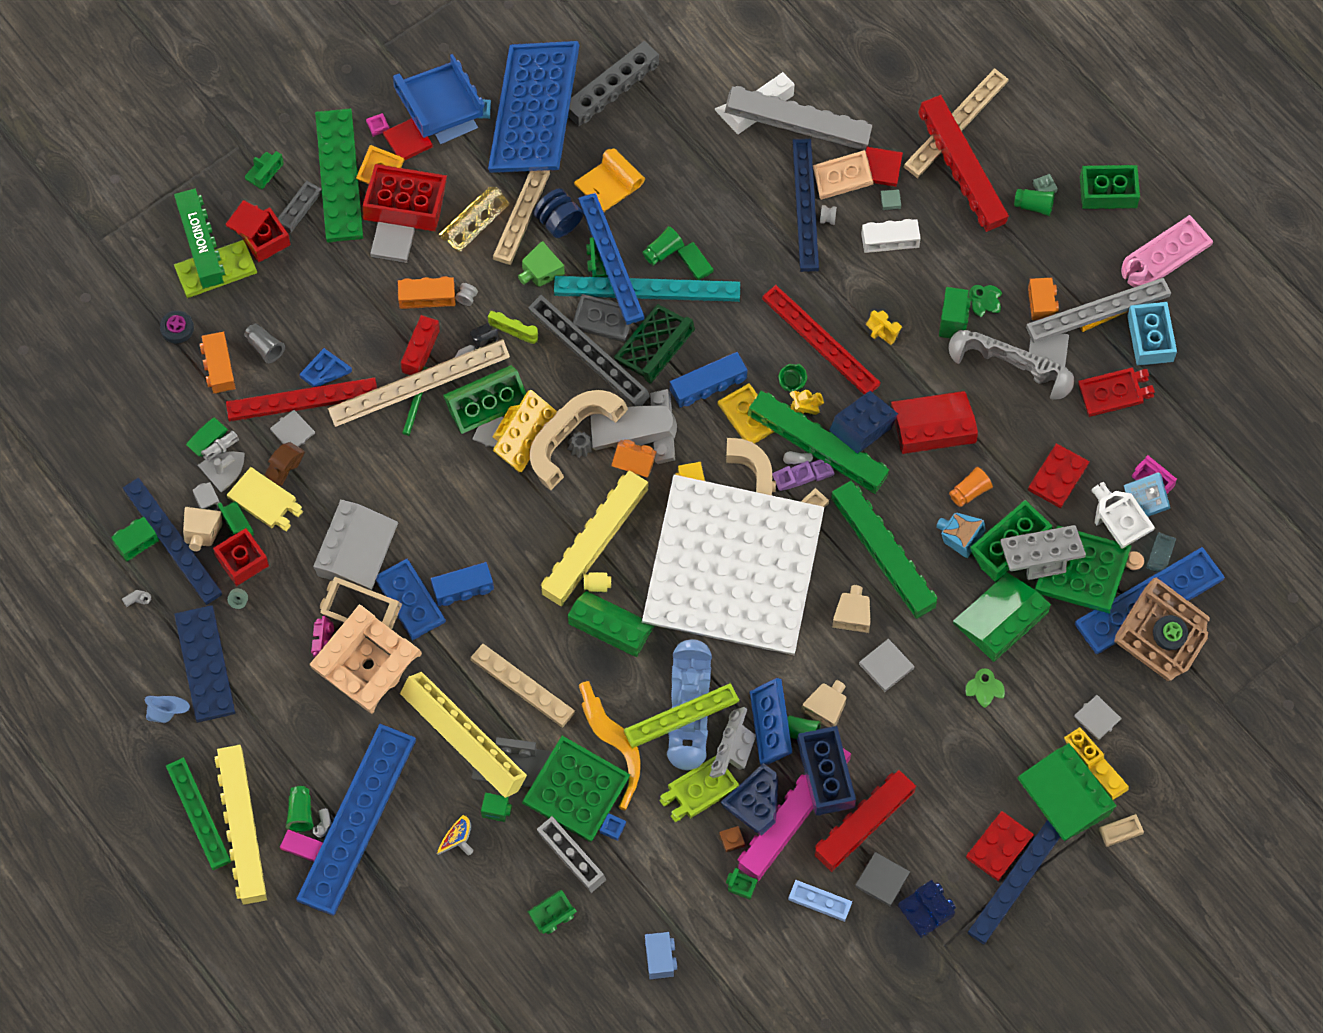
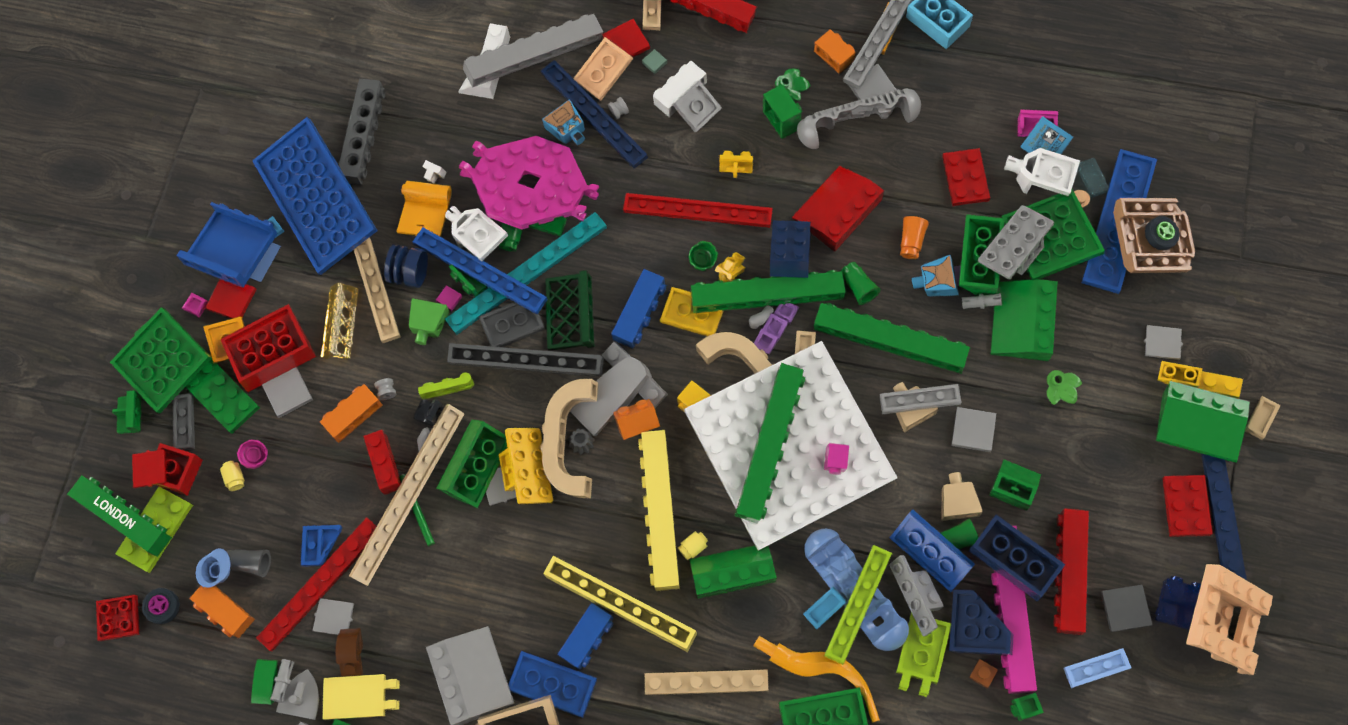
camera: 30 degrees left, 5 degrees up
(139, 312) = (117, 617): none -> red tile
(236, 327) = (213, 568): none -> medium blue piece
(302, 272) = (232, 475): none -> light yellow brick
(319, 146) = (160, 360): none -> green plate
(329, 267) = (252, 454): none -> dark pink hair
(507, 580) = (620, 604): none -> light yellow brick
(572, 263) = (449, 297): none -> dark pink tile
(632, 226) = (475, 231): none -> white plate
(640, 157) = (433, 172): none -> white tile
(655, 700) = (825, 607): none -> dark azure tile
(715, 547) = (769, 443): none -> green brick
(716, 244) = (517, 205): none -> dark pink plate
(756, 598) = (836, 458): none -> dark pink brick
(776, 196) = (565, 124): none -> torso
(861, 607) = (920, 399): none -> light grey tile
(879, 726) = (1015, 485): none -> green slope
(891, 259) = (697, 106): none -> light grey tile
(896, 491) = (859, 283): none -> green plant
(962, 922) = (1213, 613): none -> light nougat piece
(980, 576) = (981, 301): none -> light grey pin
(1114, 391) = (948, 81): red tile -> none

